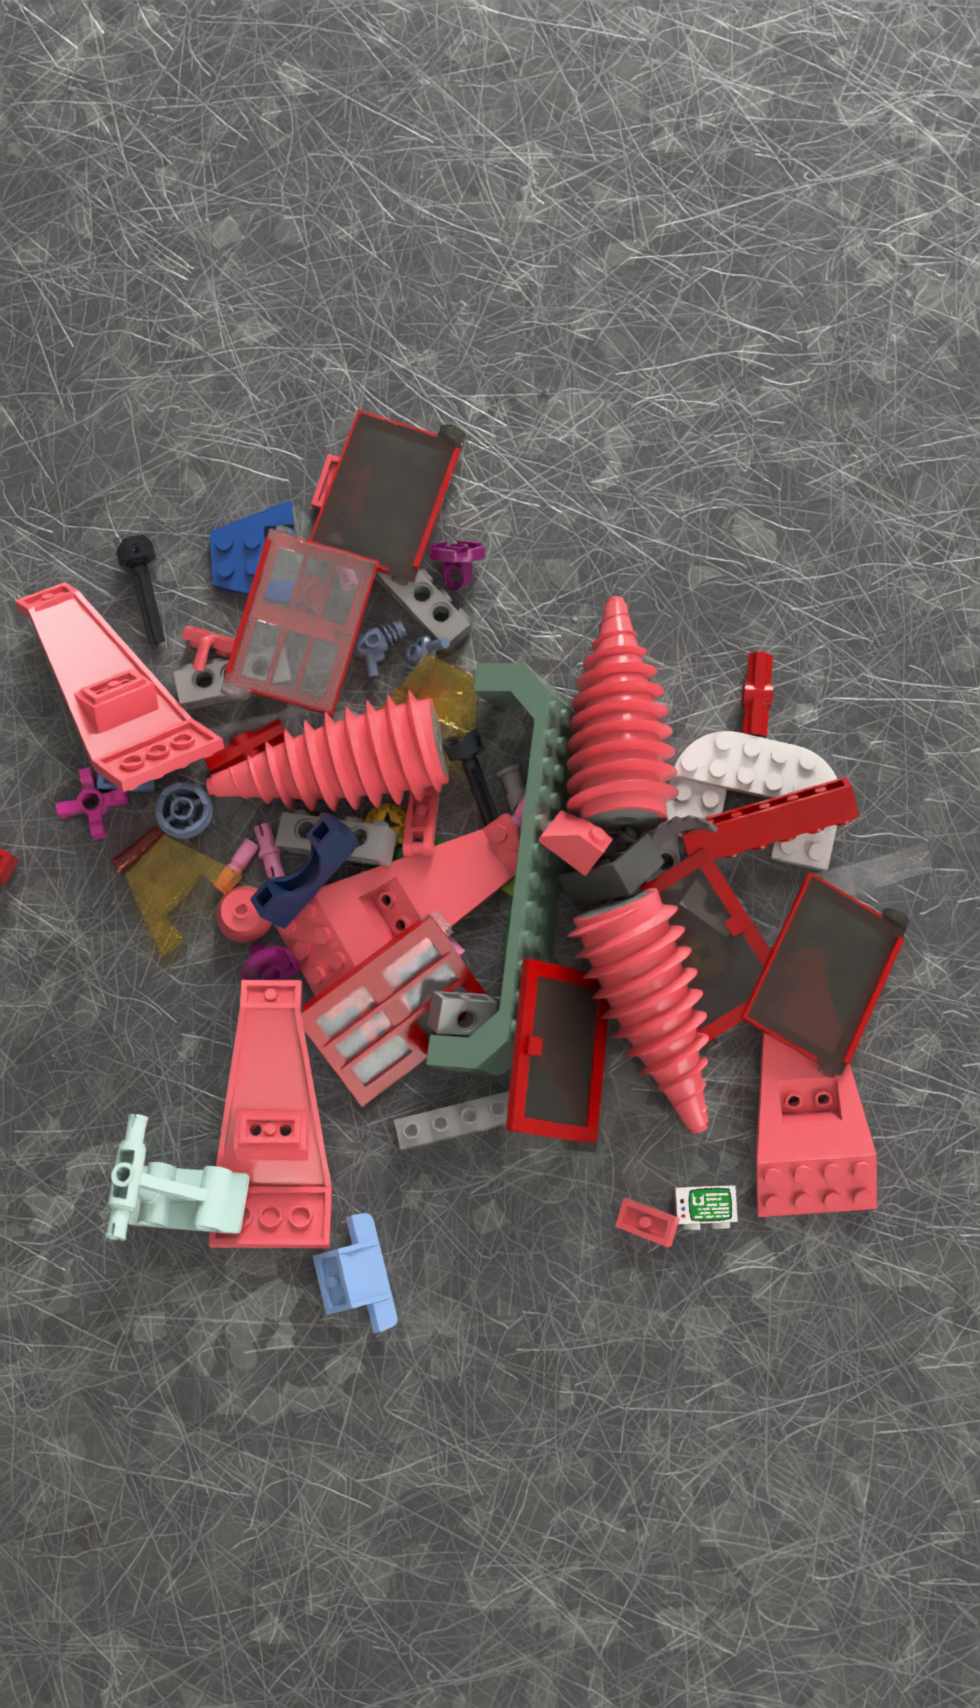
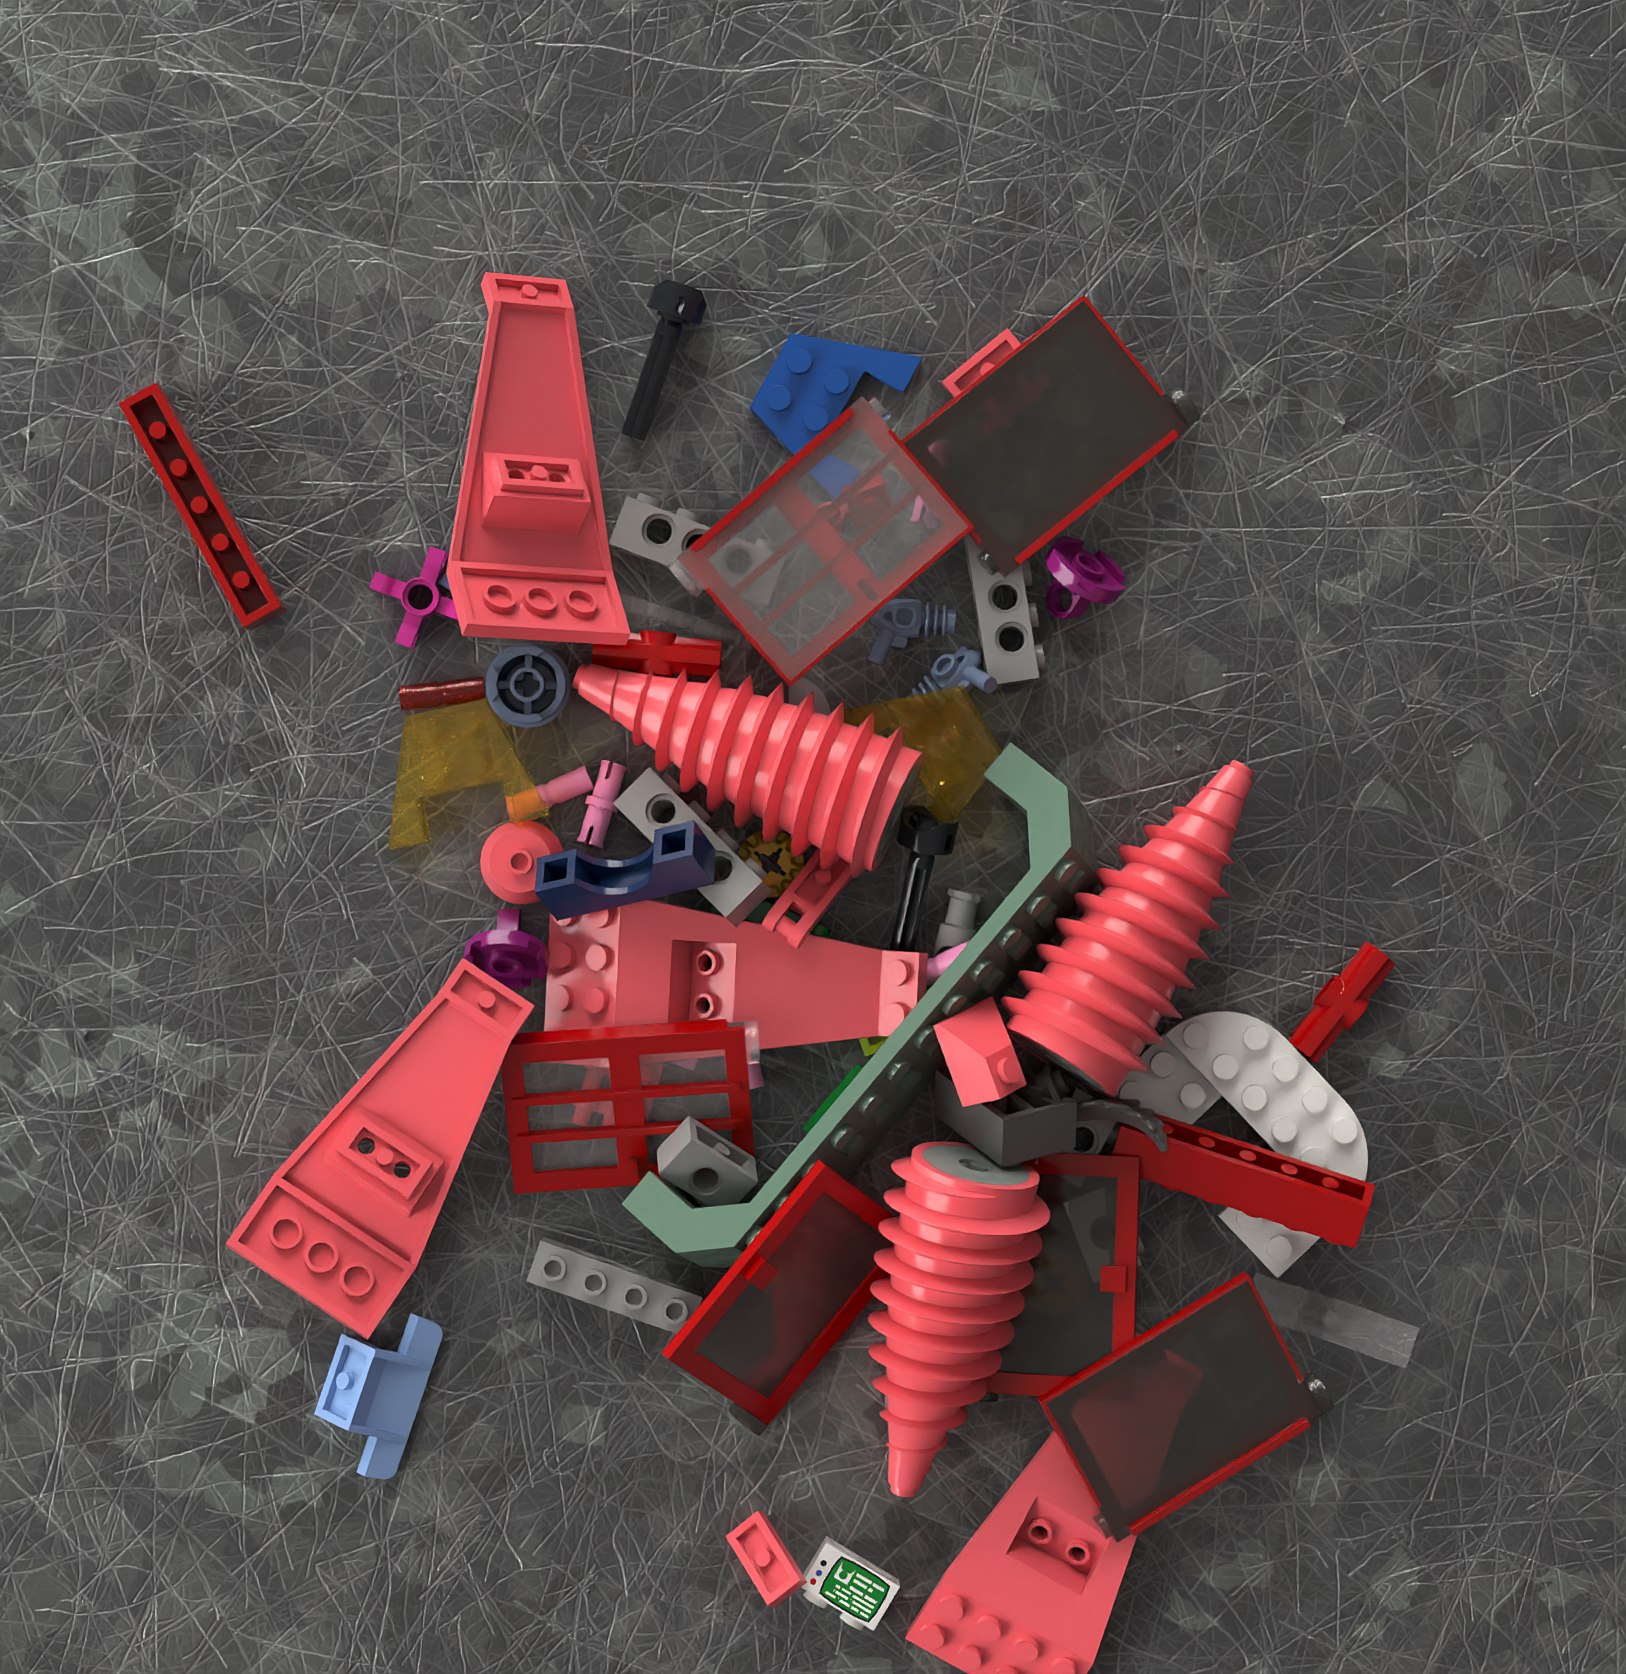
camera: 30 degrees right, 10 degrees up
(171, 1196) = (221, 1158): light aqua plate -> none
(203, 641) = (696, 480): coral plate -> none

